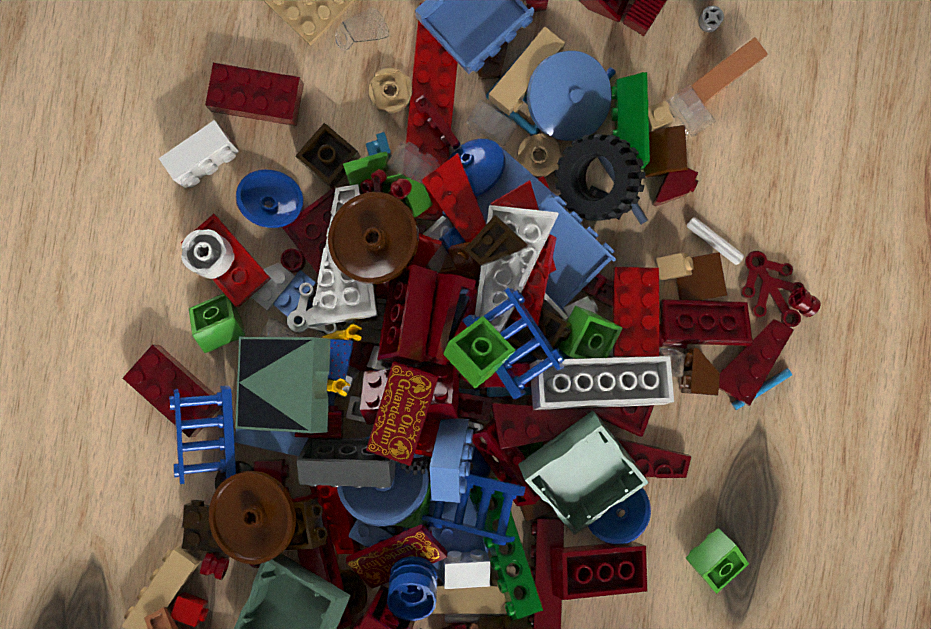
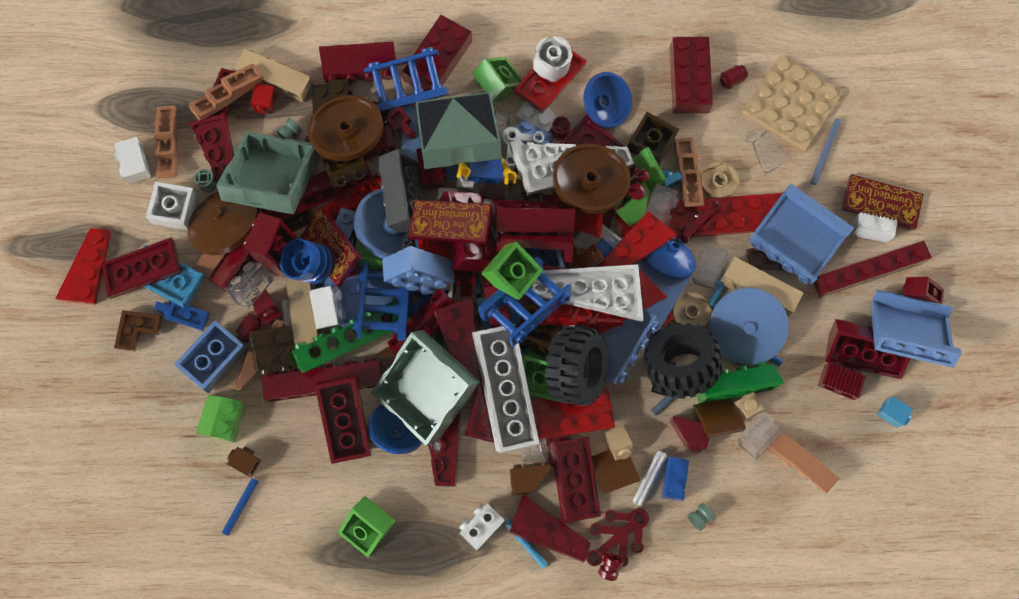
camera: 75 degrees right, 10 degrees down
(163, 492) = (349, 60): none -> dark red slope
(199, 155) = (631, 40): white piece -> none
(213, 565) = (301, 111): dark red wheel -> none
(236, 584) = (289, 130): none -> sand green wheel
(253, 449) = (400, 121): none -> dark red plate
(265, 45) = (733, 76): none -> dark red brick
(372, 123) = (688, 167): none -> nougat slope
(495, 242) = (607, 272): dark brown wing -> none
(594, 297) = (577, 365): none -> black tyre
(713, 14) = (851, 440): light grey wheel -> none
(723, 214) = (675, 479): none -> blue brick
(738, 434) = (481, 526): none -> white brick
(767, 194) = (701, 516): none -> sand green wheel

